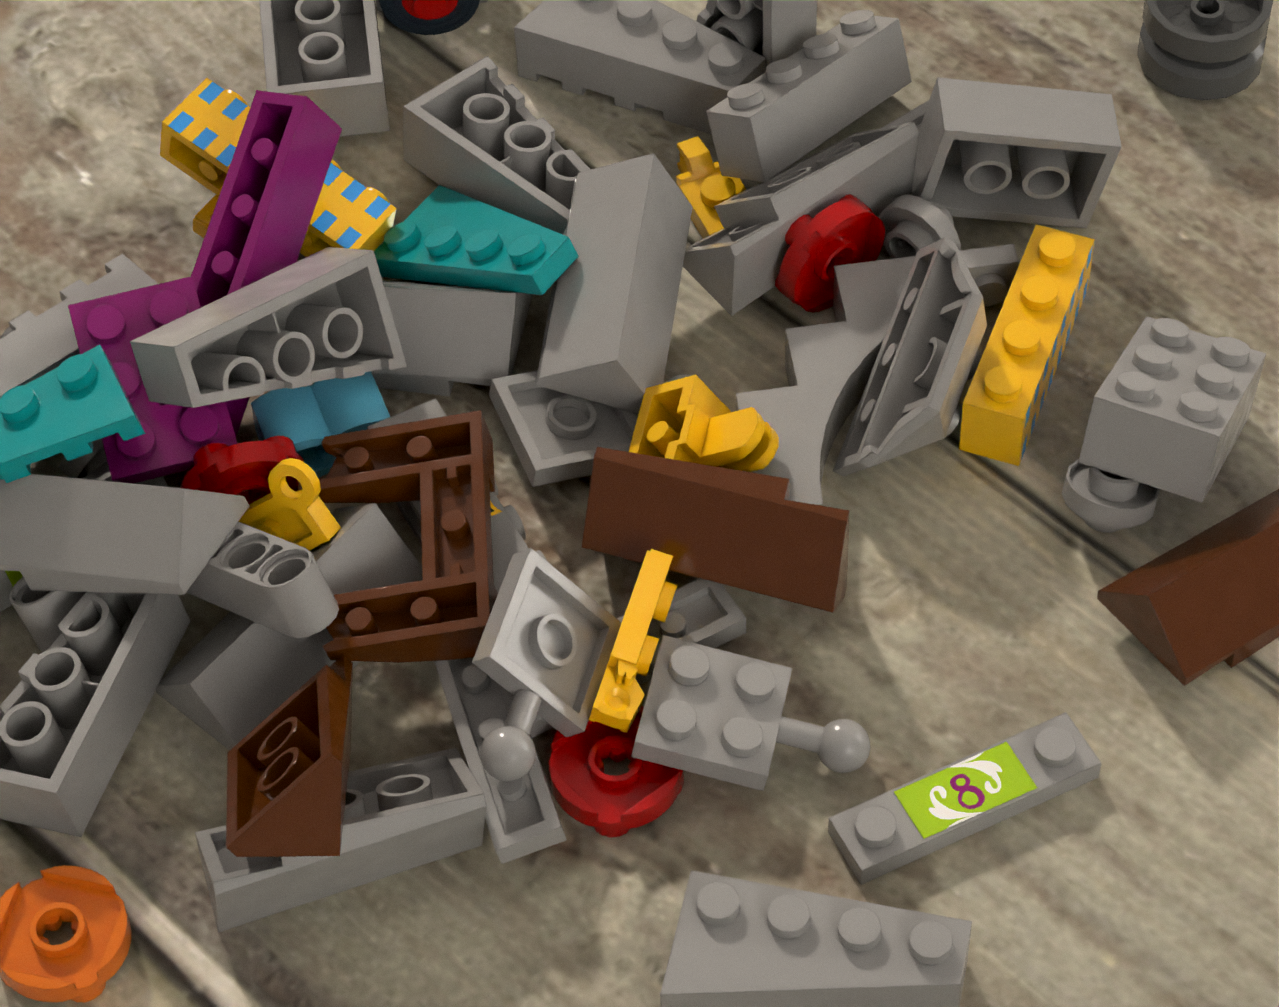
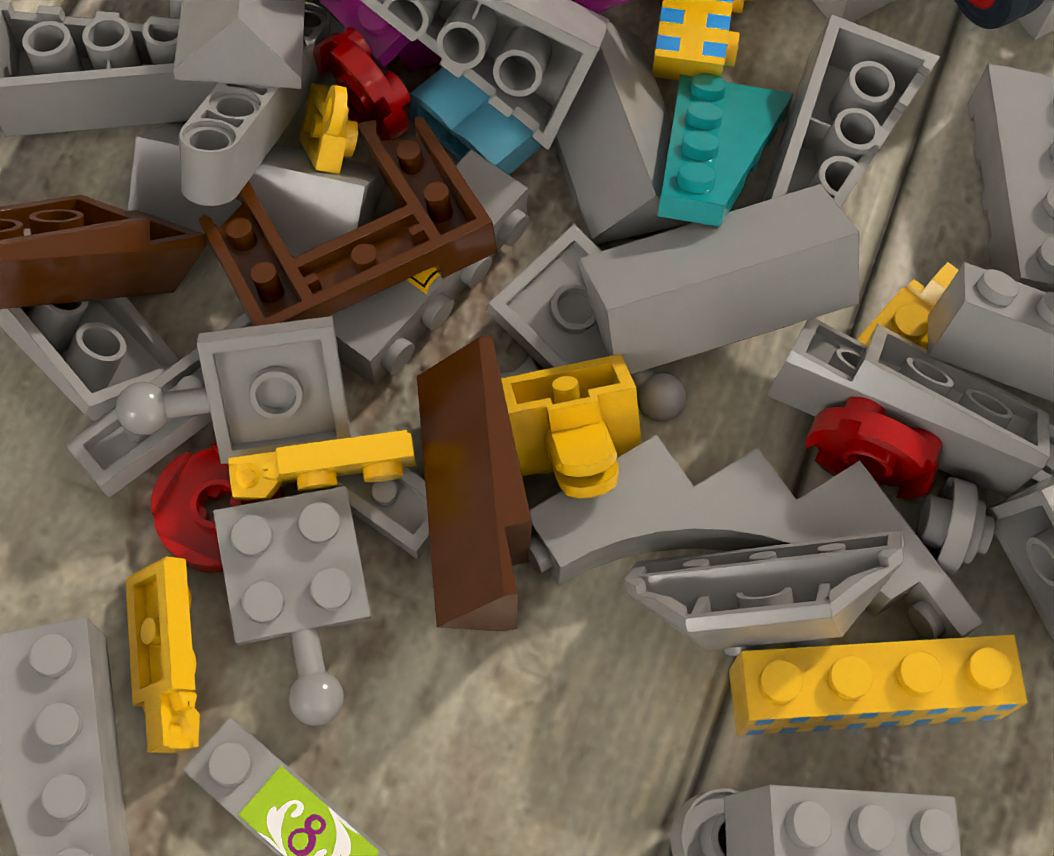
camera: 60 degrees right, 15 degrees up
(737, 846) = (163, 655): none -> yellow hinge

